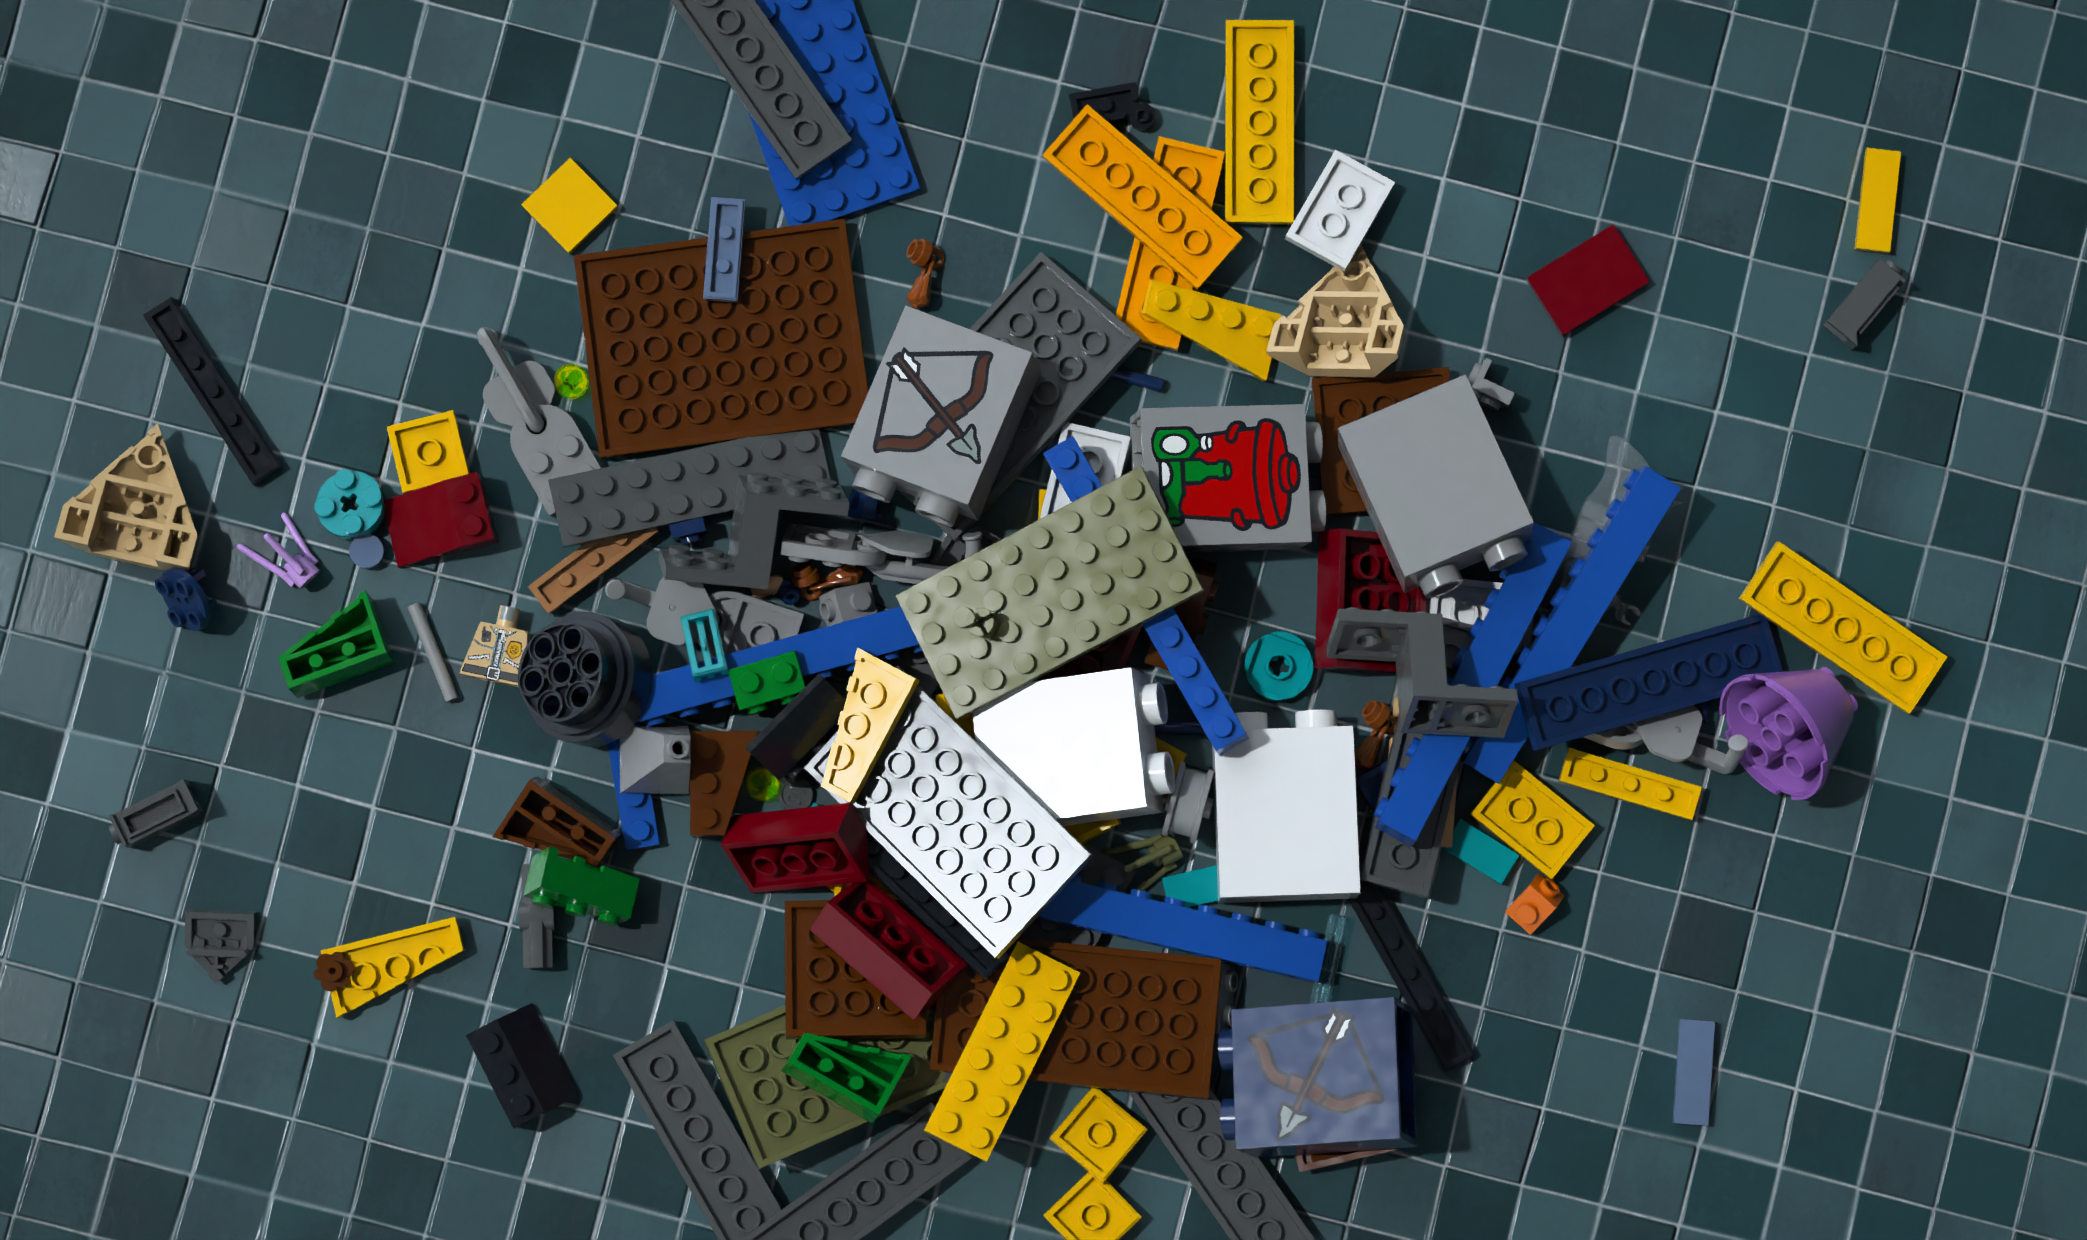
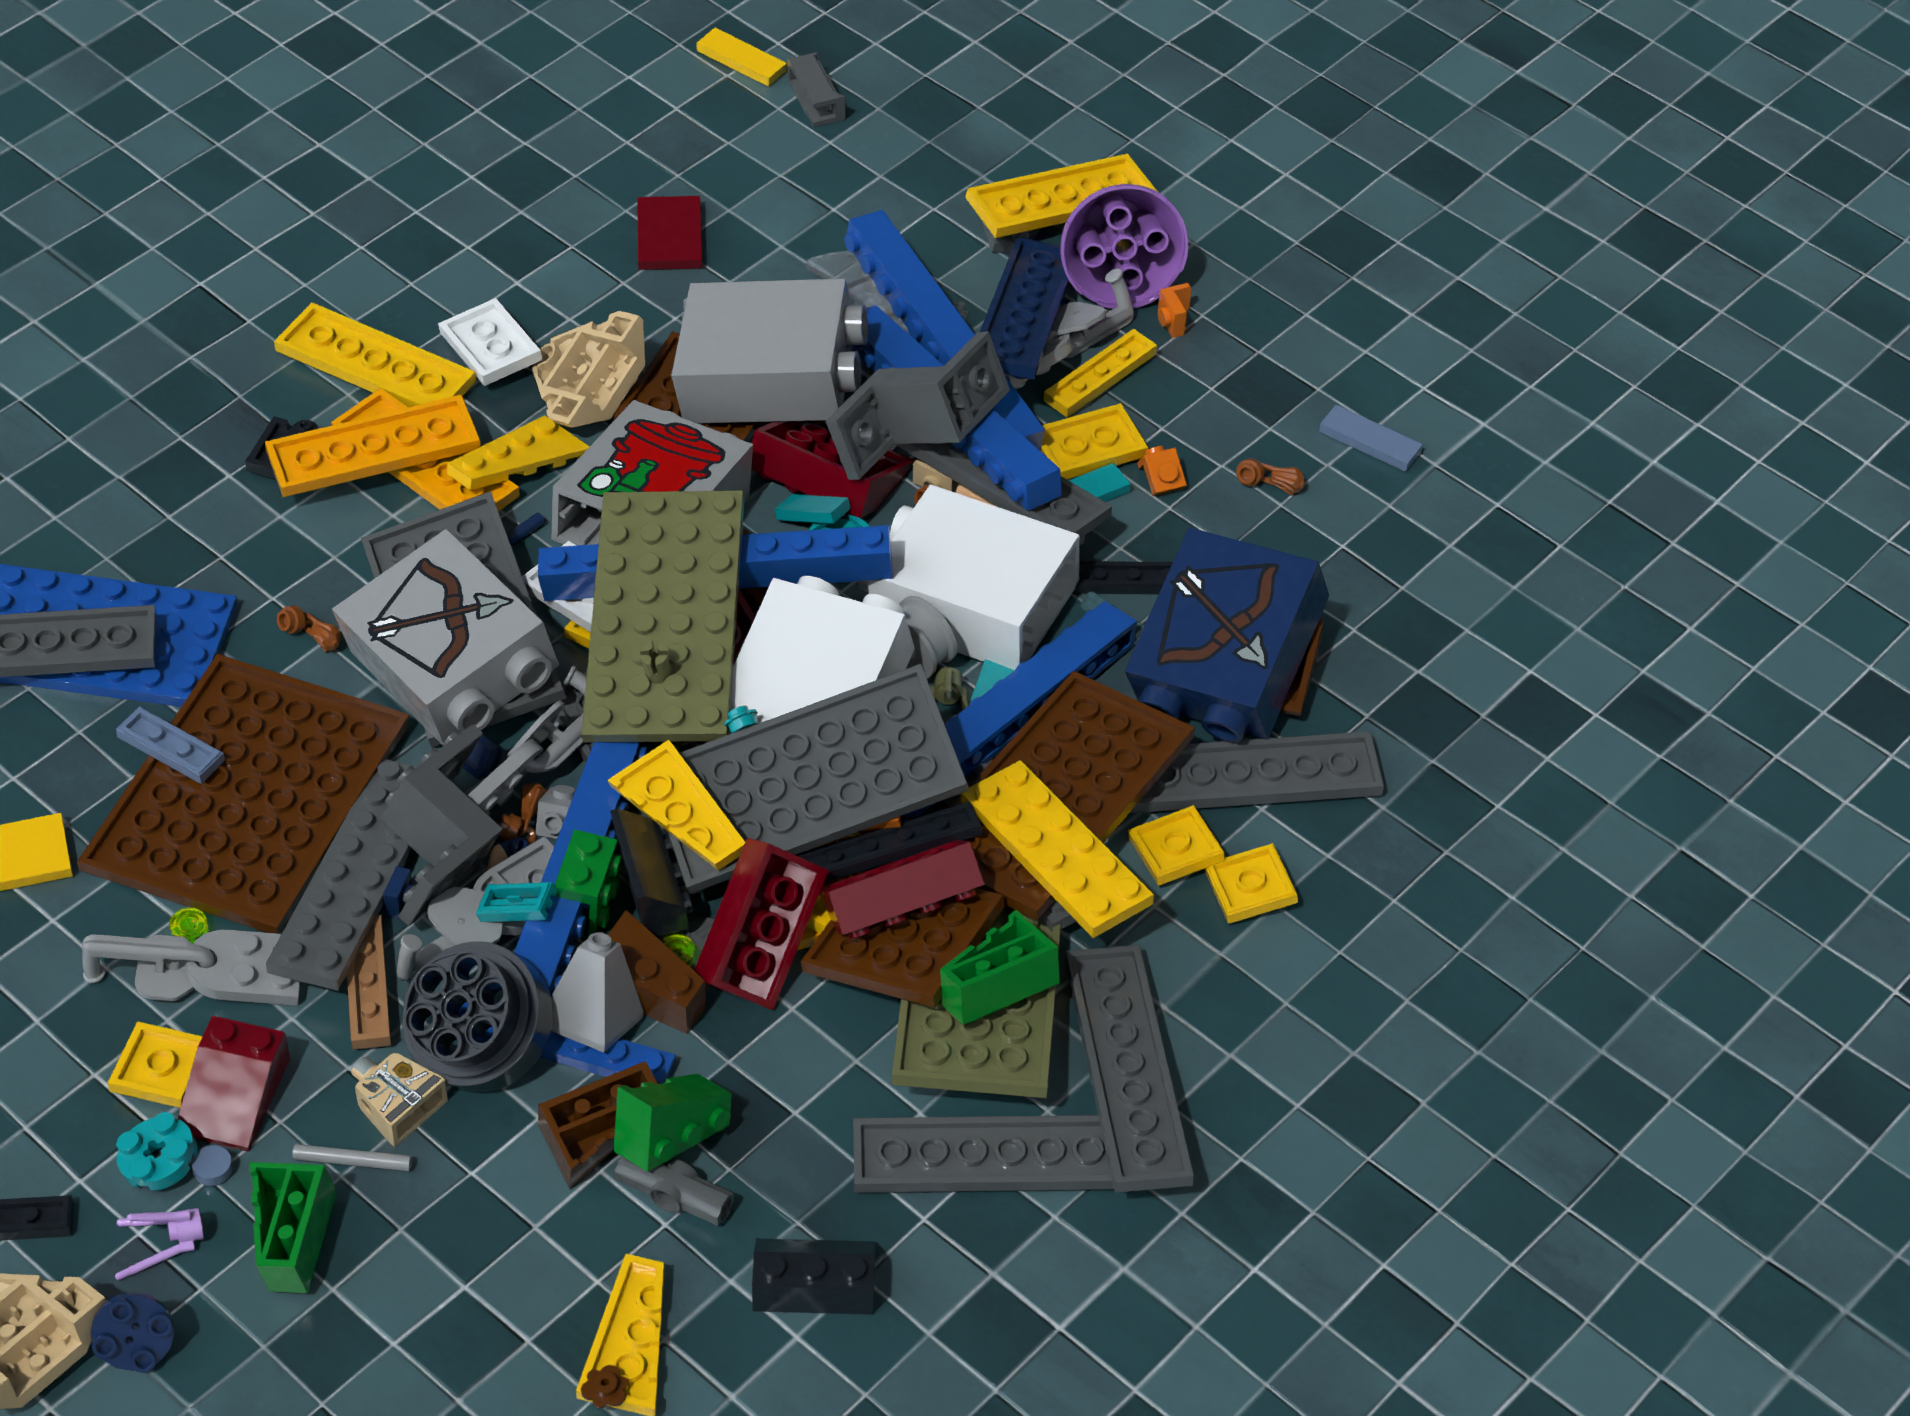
camera: 65 degrees left, 35 degrees down
(975, 724) = (741, 718): none -> teal plate
(1299, 621) = (812, 509): none -> teal tile
(1579, 986) = (1287, 479): none -> dark orange piece
(1745, 810) = (1172, 308): none -> orange bracket

